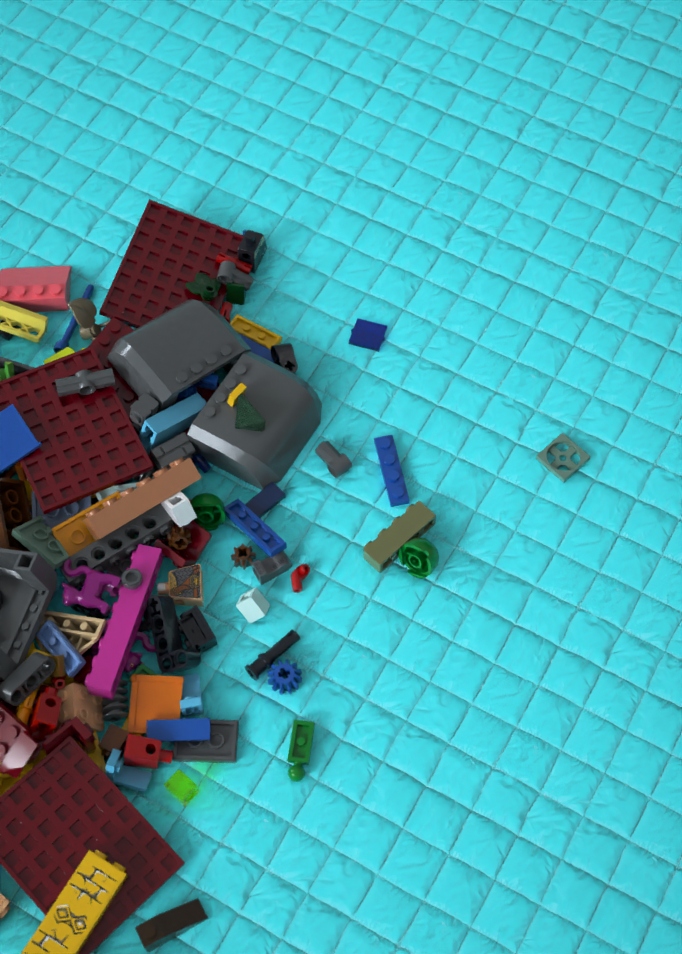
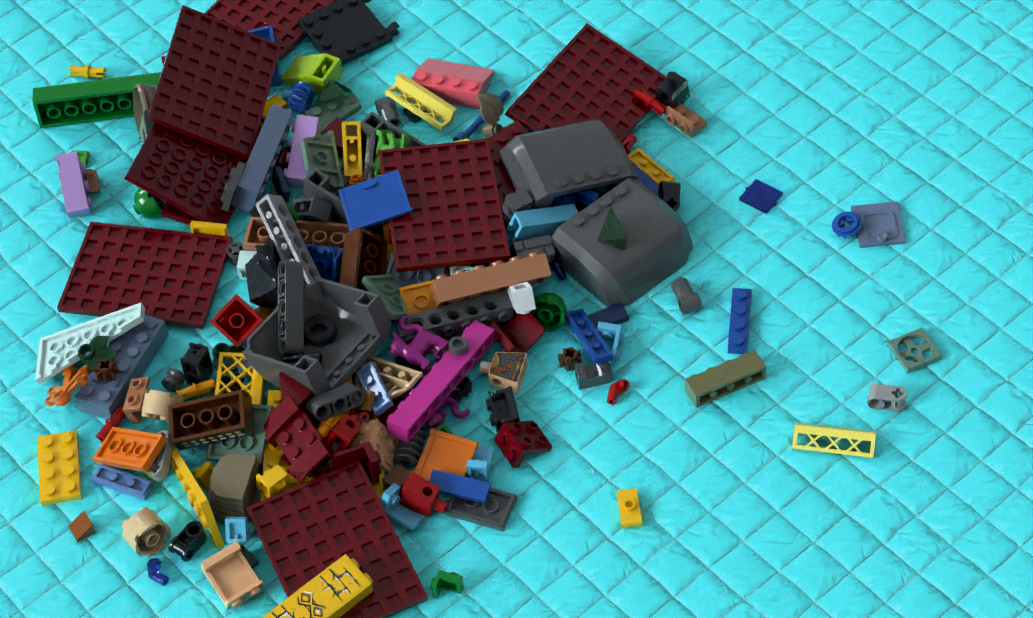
camera: 20 degrees right, 10 degrees down
(85, 382) = (470, 167): dark grey piece -> none
(167, 636) = (474, 407): black beam -> none
(179, 538) = (519, 327): reddish brown gear -> none
(181, 787) = (445, 535): clear neon green panel -> none
(203, 837) = (446, 581): none -> green bracket
(204, 286) = (614, 114): dark green plate -> none
(224, 658) = (520, 438): none -> dark red bracket
(229, 274) = (642, 109): dark grey piece -> none
(233, 396) = (605, 208): yellow tile -> none
(236, 293) = (643, 129): dark green slope -> none
(253, 605) = (564, 402): light aqua panel -> none
(266, 659) = (560, 451): black pin -> none
(271, 273) = (685, 120): none -> nougat bracket
(275, 517) = (612, 333): none -> medium azure bracket
(279, 682) = (572, 469): blue gear -> none
(300, 748) = (566, 532): green plate -> none
(352, 701) = (629, 508): none -> yellow plate
(419, 557) = (737, 399): green cylinder -> none
(460, 337) = (852, 219): none -> blue gear
(485, 336) = (879, 224): none -> sand blue container
(522, 564) = (834, 432): none -> light yellow fence
(555, 515) = (885, 397): none -> light grey piece

